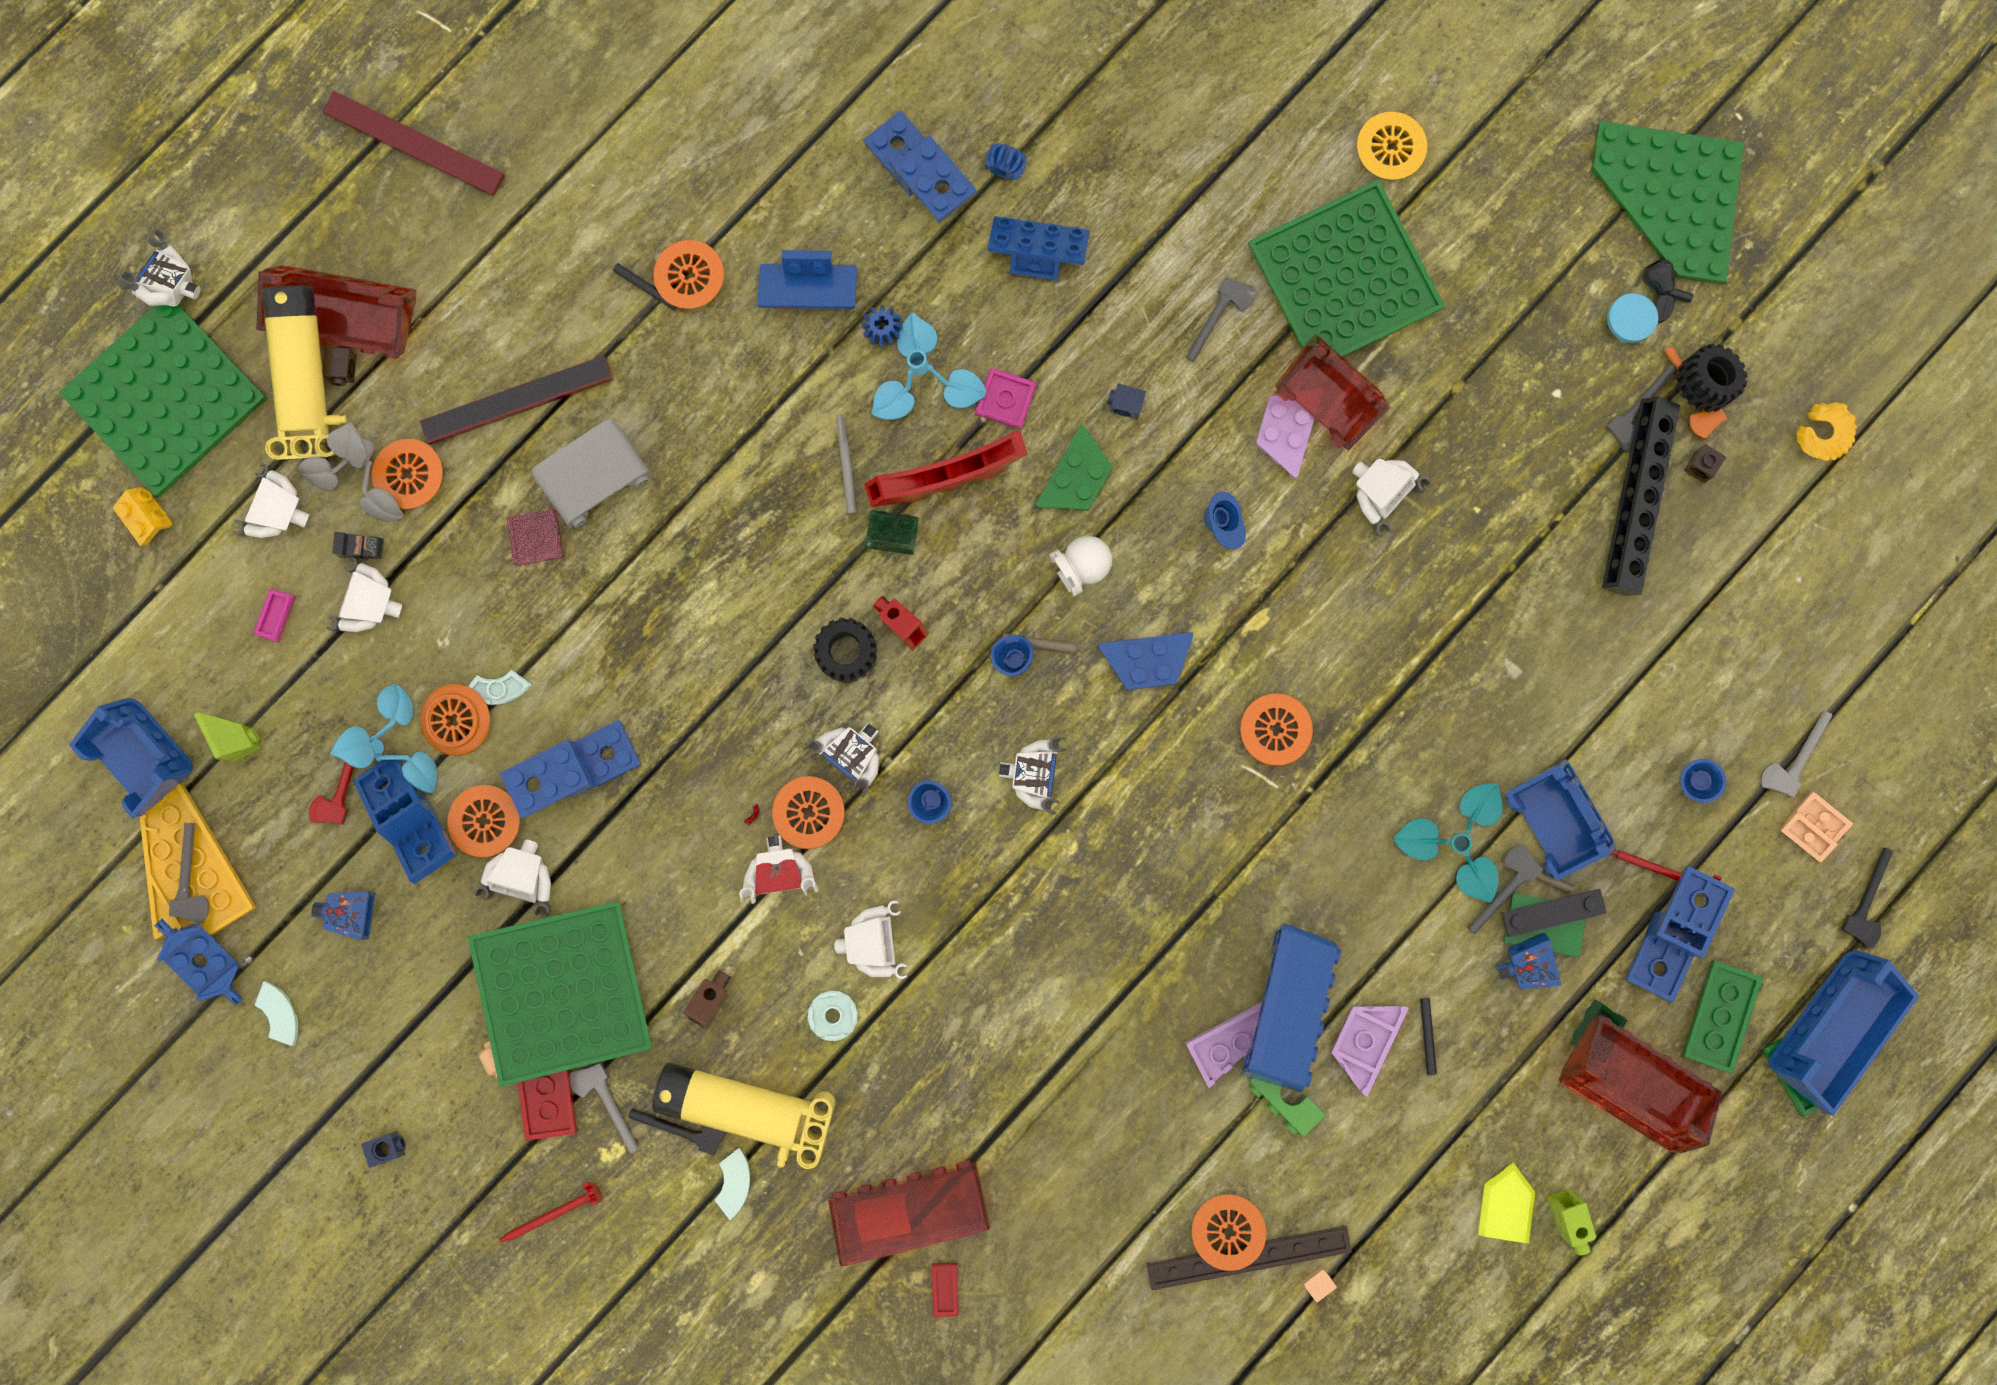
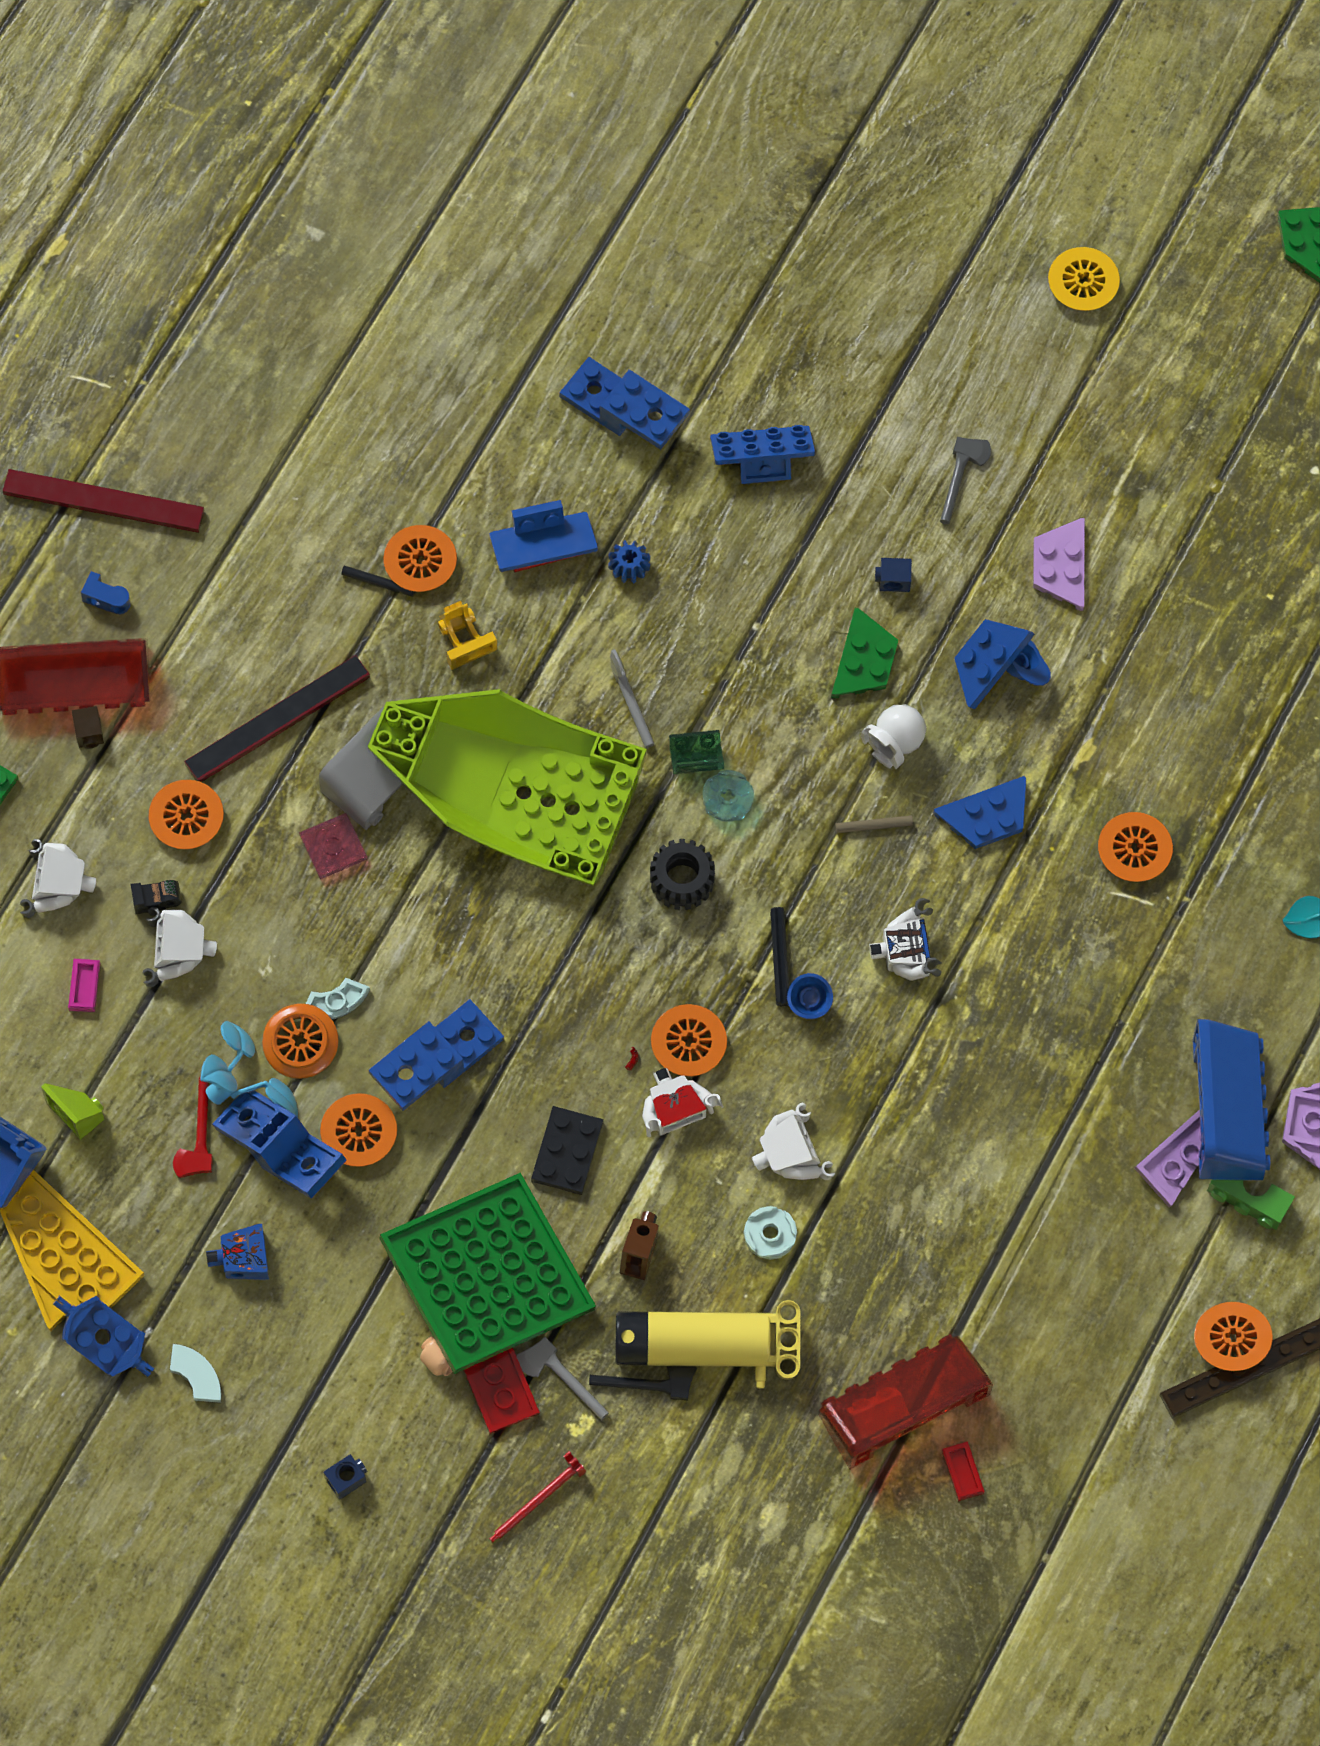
camera: 20 degrees left, 15 degrees down
(183, 905) = (71, 1286): dark grey piece -> none
(296, 373) = (54, 739): light yellow piece -> none
(348, 444) = (135, 791): light grey plant -> none
(393, 242) = (104, 596): none -> blue leg
(518, 875) = (410, 1171): white torso -> none
(669, 888) = (567, 1150): none -> black plate
(674, 489) = (478, 748): none -> lime piece
(703, 343) = (455, 619): none -> yellow tile
(736, 1183) = (718, 1420): light aqua tile -> none
(850, 753) = (715, 972): torso -> none
(901, 622) = (731, 834): red torso -> none
(904, 569) = (721, 783): none -> clear light blue plate
(915, 749) = (780, 955): none -> black axle
(916, 341) = (671, 568): medium azure plant -> none
(946, 475) = (735, 685): red arch -> none
(1005, 161) = (708, 379): blue gear -> none
(1006, 398) = (772, 602): dark pink tile -> none
(1012, 655) = (852, 838): blue helmet -> none
(1190, 508) = (988, 657): none -> blue wing
(1332, 392) = (1095, 517): clear red windscreen -> none
(1347, 272) = (1075, 408): green plate -> none
(1384, 487) = (1173, 594): white torso -> none

